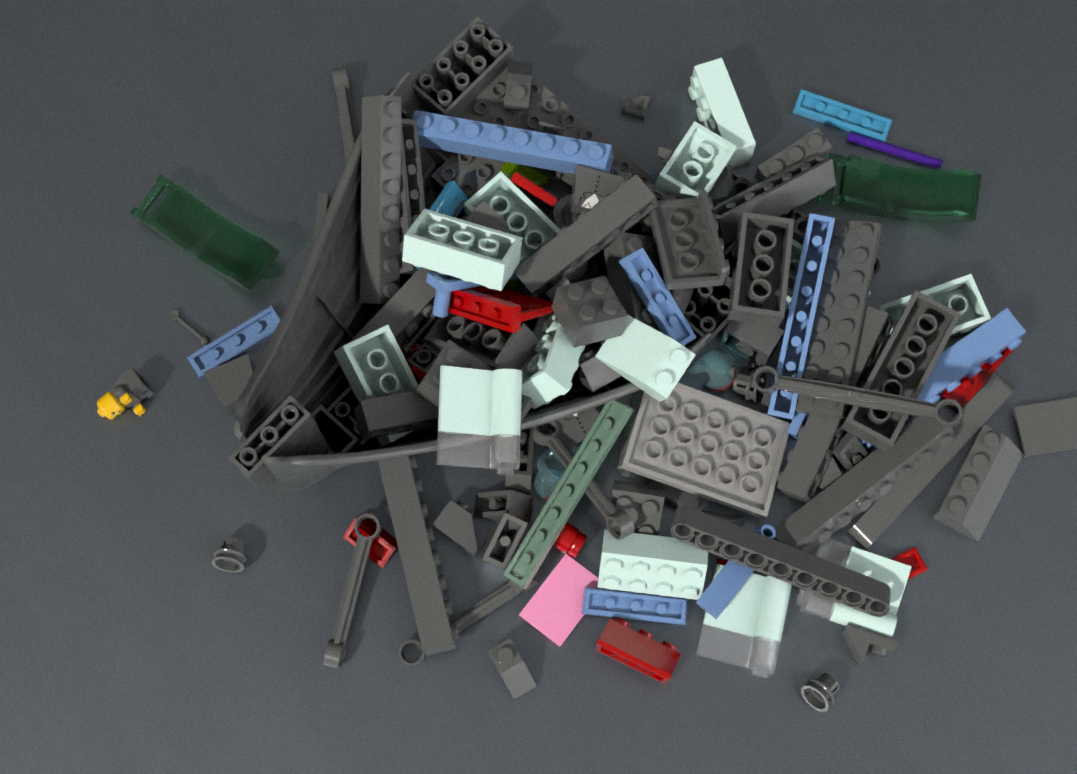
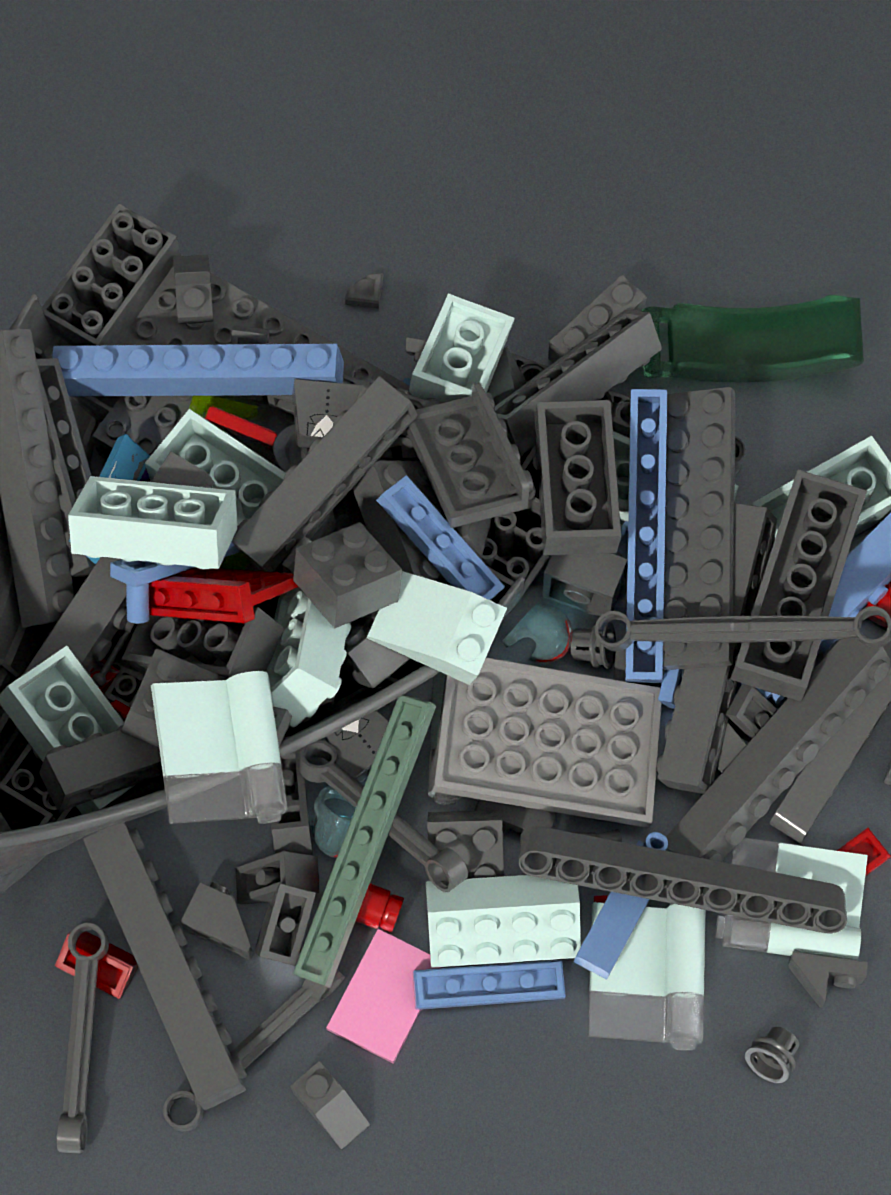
camera: 10 degrees left, 5 degrees down
(638, 650) = (504, 1045): red slope -> none
(721, 109) = (484, 273): light aqua brick -> none
(749, 366) = (568, 627): dark grey hinge -> none
(841, 115) = (654, 254): dark azure tile -> none
(894, 150) = (735, 288): dark purple bar -> none

